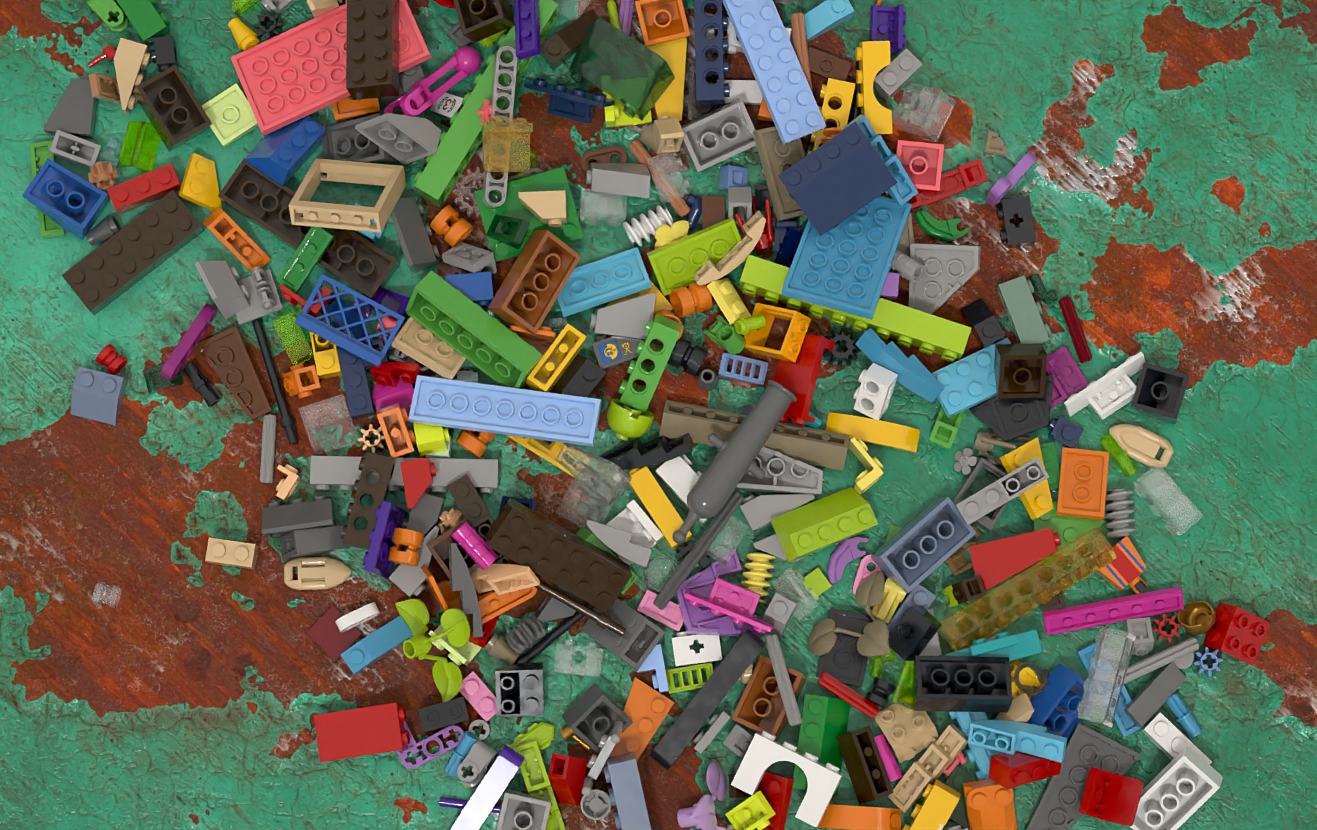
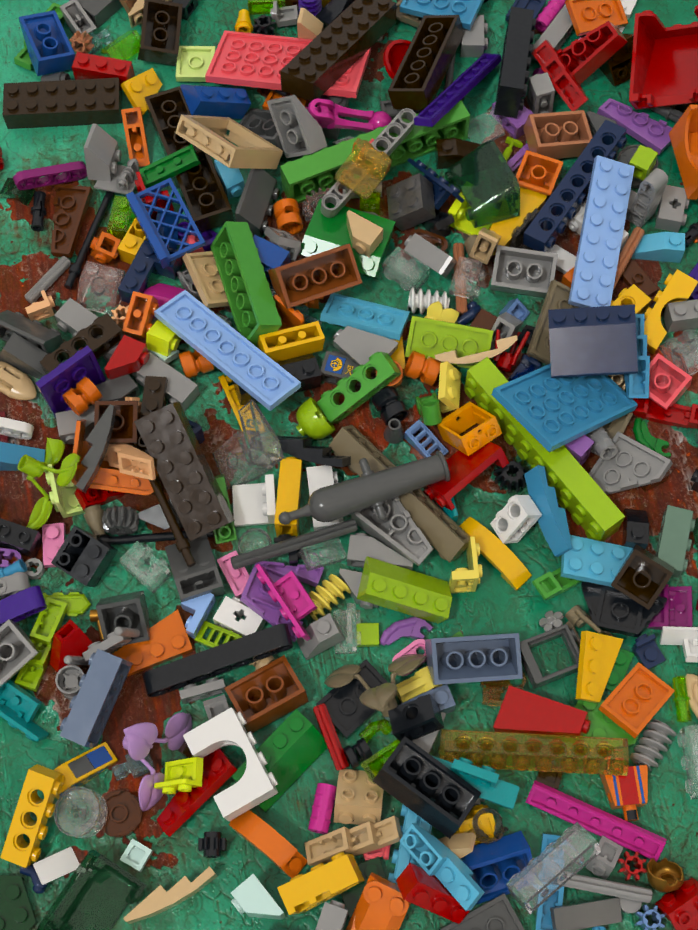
camera: 35 degrees right, 15 degrees down
(392, 372) = (171, 281): red slope -> none
(474, 545) = (127, 415): dark pink axle -> none
(508, 230) = (324, 234): dark green slope -> none
(561, 133) = (411, 202): none -> flat silver brick
(597, 134) = (439, 224): none -> black slope
(619, 542) = (240, 499): light grey slope -> none
(745, 325) = (453, 407): lime pin -> none
(783, 680) = (285, 684): light grey axle -> none
(864, 764) = (302, 800): dark brown brick -> none
(964, 591) = (481, 717): dark brown leg -> none
(1002, 490) = (566, 656): light grey slope -> none

